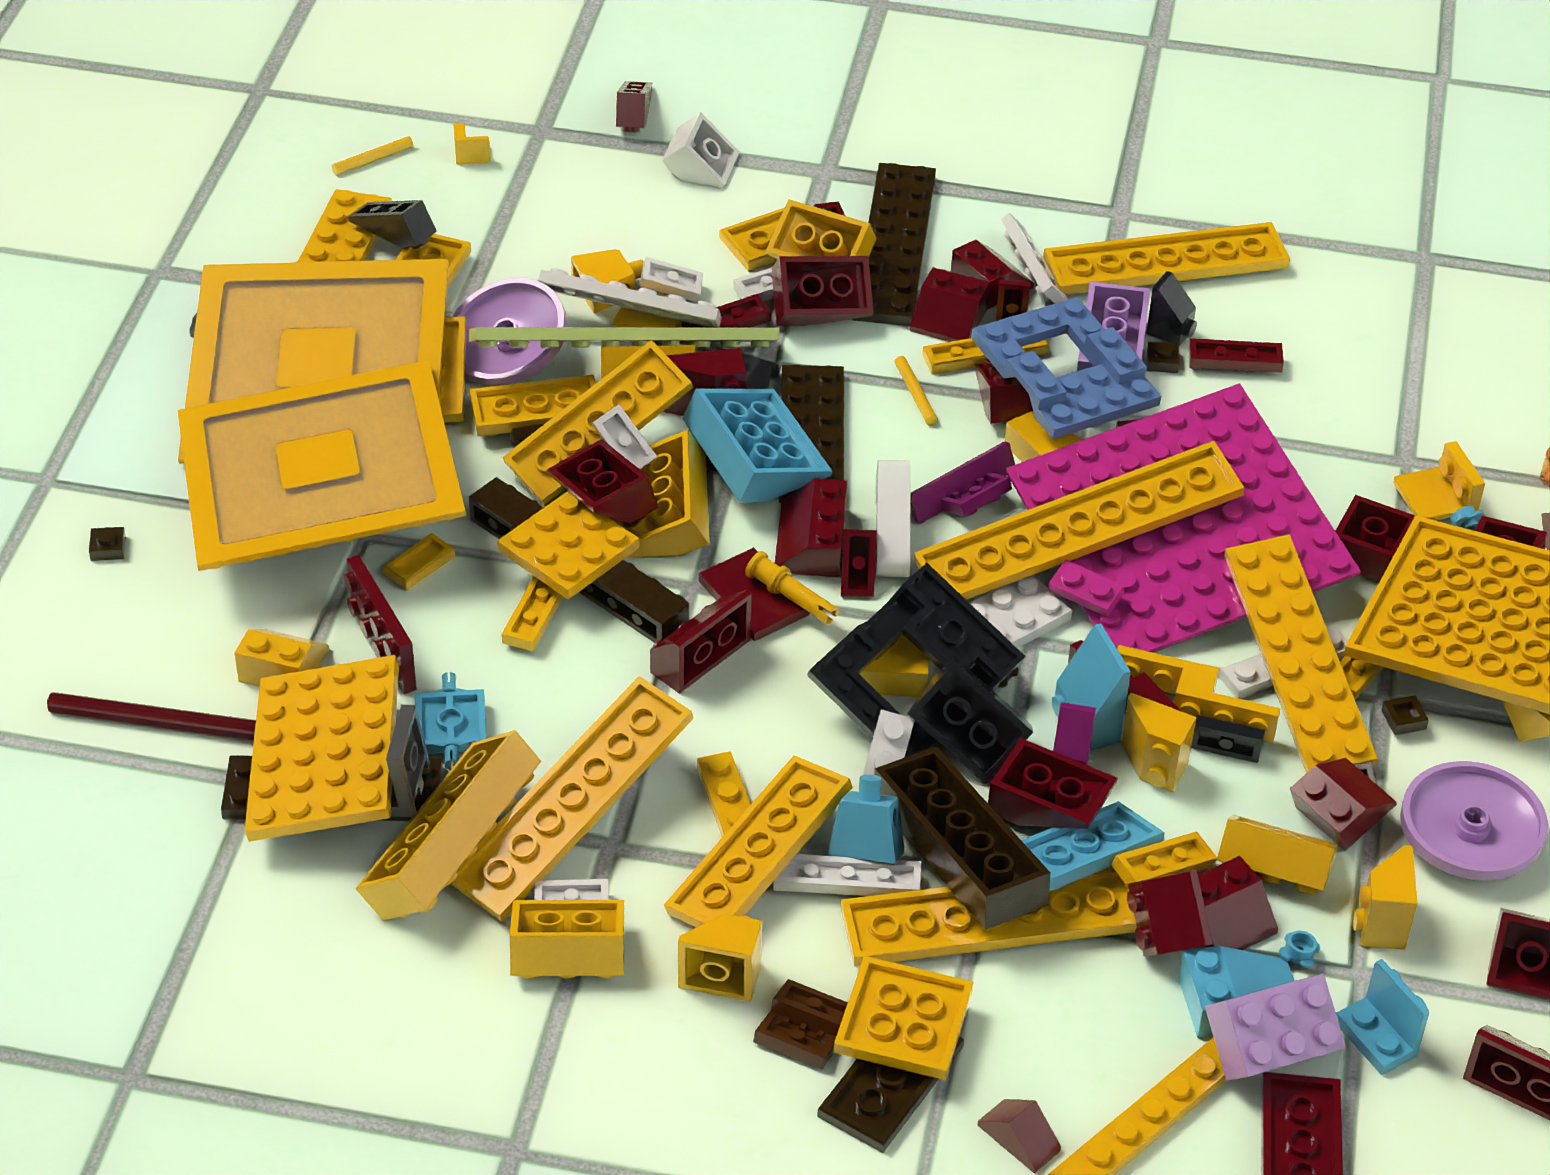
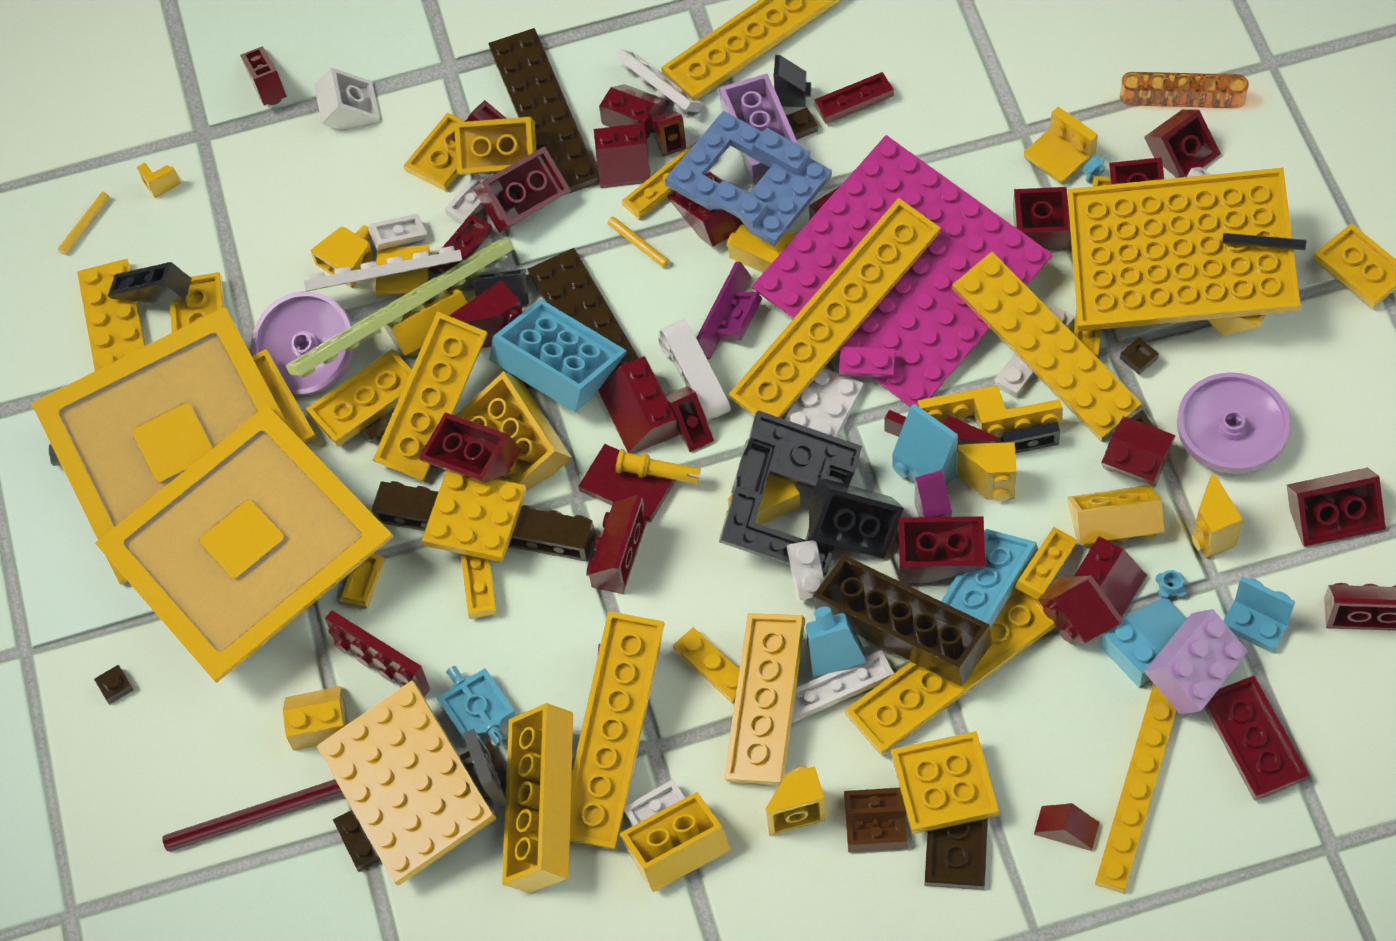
camera: 20 degrees left, 15 degrees up
(624, 437) = (462, 403): white plate -> none

